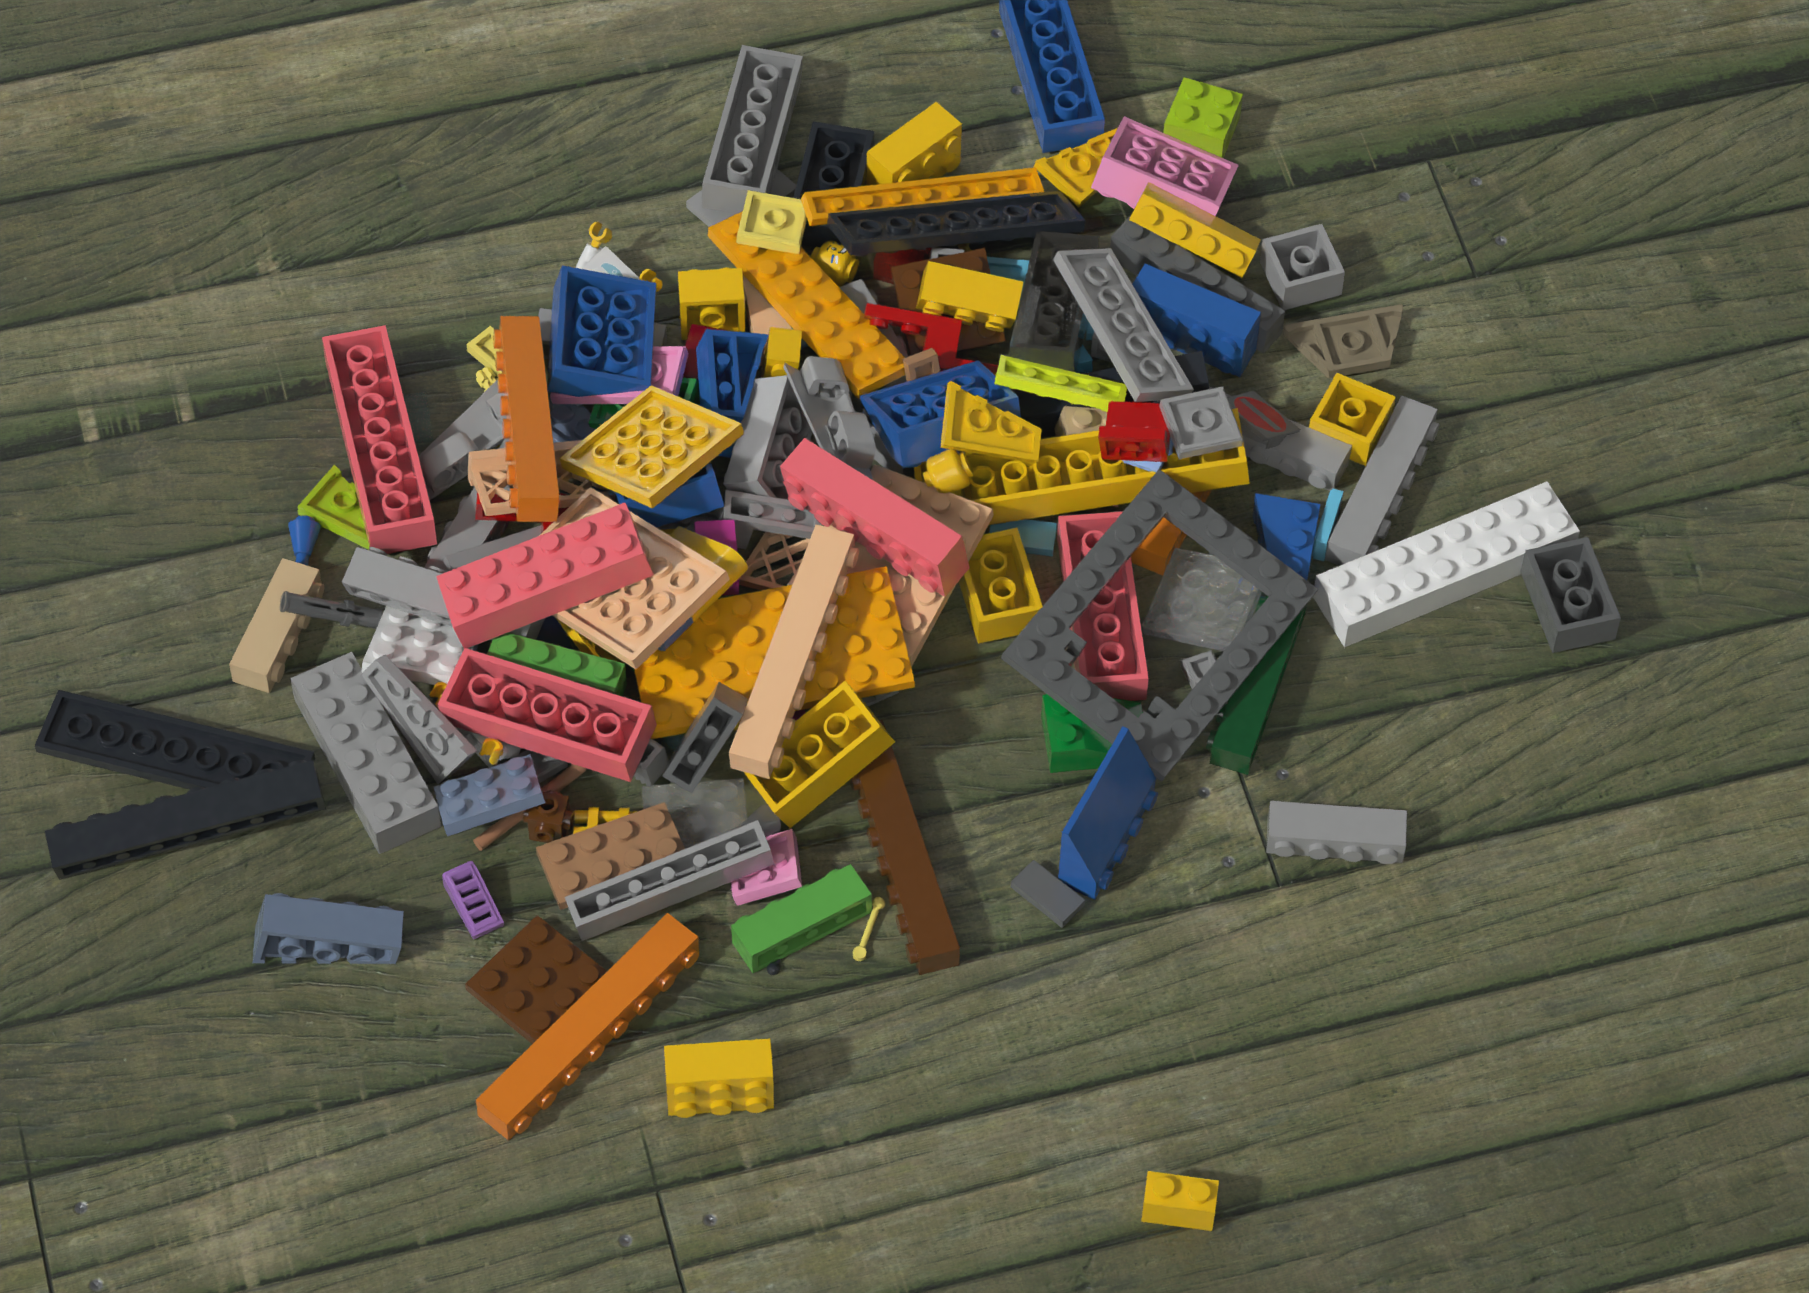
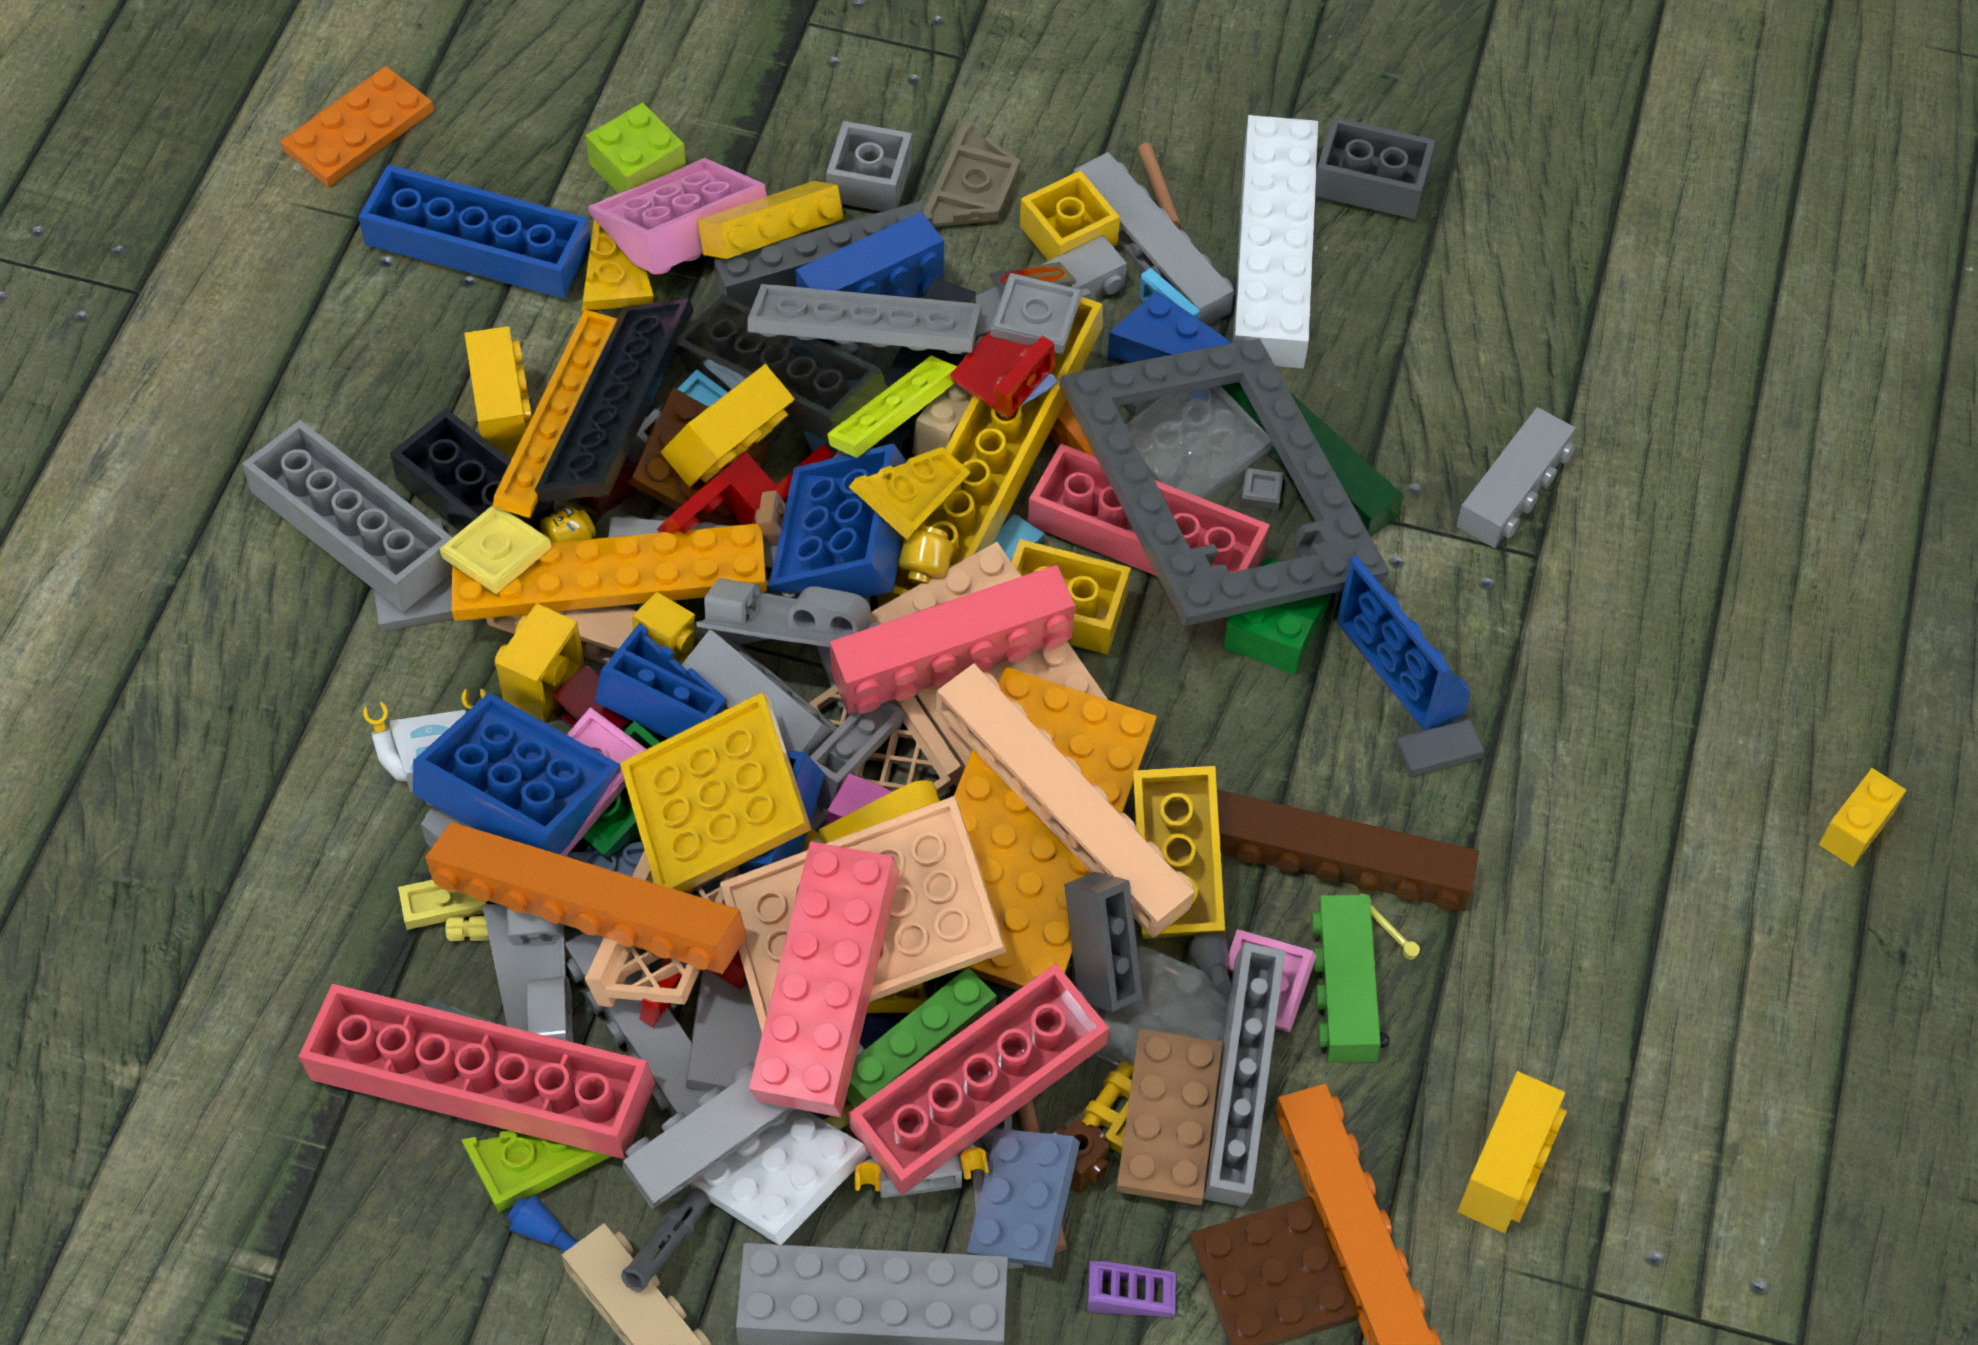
camera: 60 degrees left, 0 degrees up
(421, 723) = (887, 1218): light grey wing -> none
(1446, 465) = (1157, 181): none -> nougat bar

